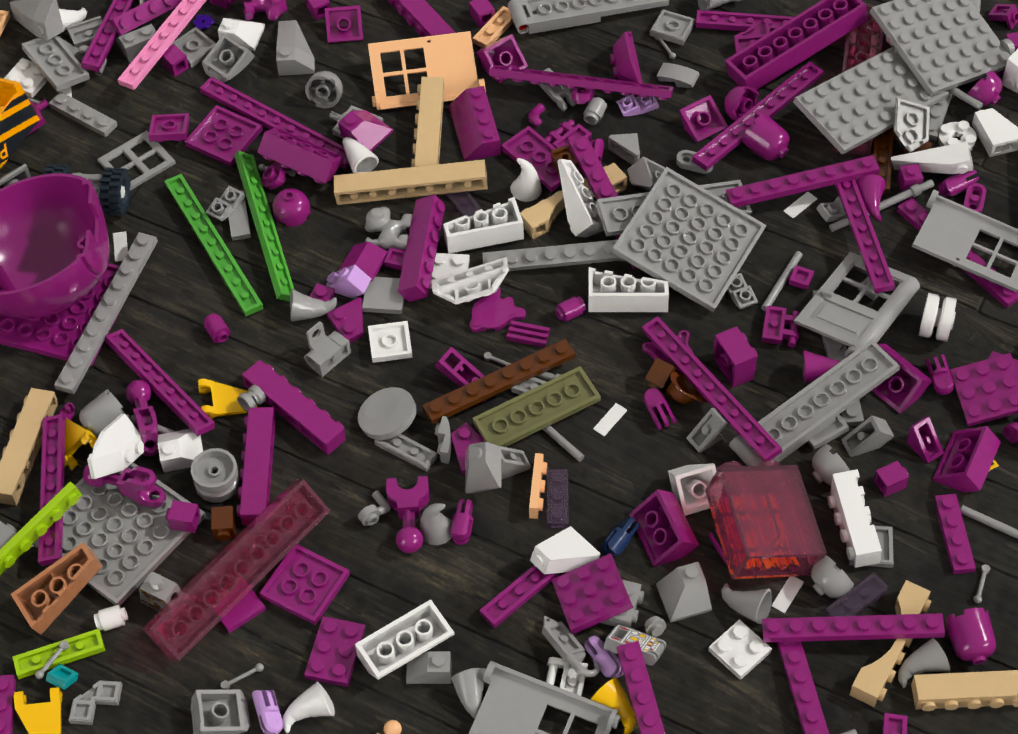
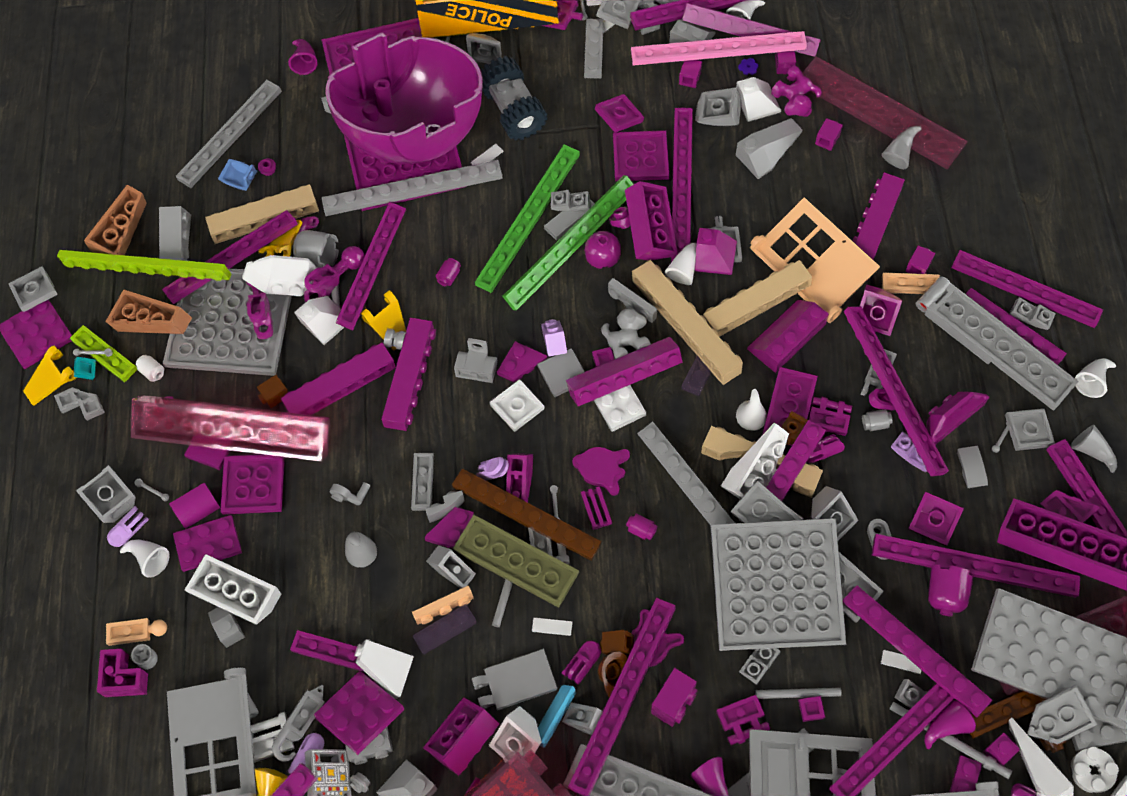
camera: 60 degrees right, 10 degrees up
(137, 161) = (574, 113): light grey window -> none
(157, 591) = (184, 385): light grey torso -> none
(183, 516) = (255, 360): magenta brick -> none
(194, 46) = (716, 75): light grey tile -> none
(215, 475) = (308, 357): light grey wheel -> none
(290, 642) = (194, 505): none -> magenta brick
(305, 307) = (507, 322): light grey hat -> none
(322, 292) = (531, 326): magenta plate -> none
(324, 89) = (739, 196): light grey cylinder -> none
(344, 24) = (822, 167): magenta slope -> none
(356, 210) = (632, 300): none -> light grey plate
(366, 257) = (583, 336): magenta slope -> none
(387, 413) = (442, 446): light grey piece -> none
(408, 505) = (365, 516): magenta piece -> none
(439, 381) = (492, 468): none -> lavender arm
(462, 522) = (375, 566): magenta arm -> none
(470, 689) = (221, 660): light grey hat -> none
(472, 282) = (606, 431): white wedge -> none
(482, 467) = (427, 551): light grey slope -> none
(485, 228) = (680, 409): white wedge -> none
(533, 115) = (836, 373): magenta arm -> none
(619, 537) = (431, 703): dark blue arm -> none
(625, 146) = (854, 472): light grey slope -> none
(626, 293) = (685, 563): white wedge -> none
(641, 465) = (516, 680): none -> light grey tile
(686, 446) = (555, 713): none -> medium azure slope
(740, 101) = (977, 540): magenta cylinder -> none

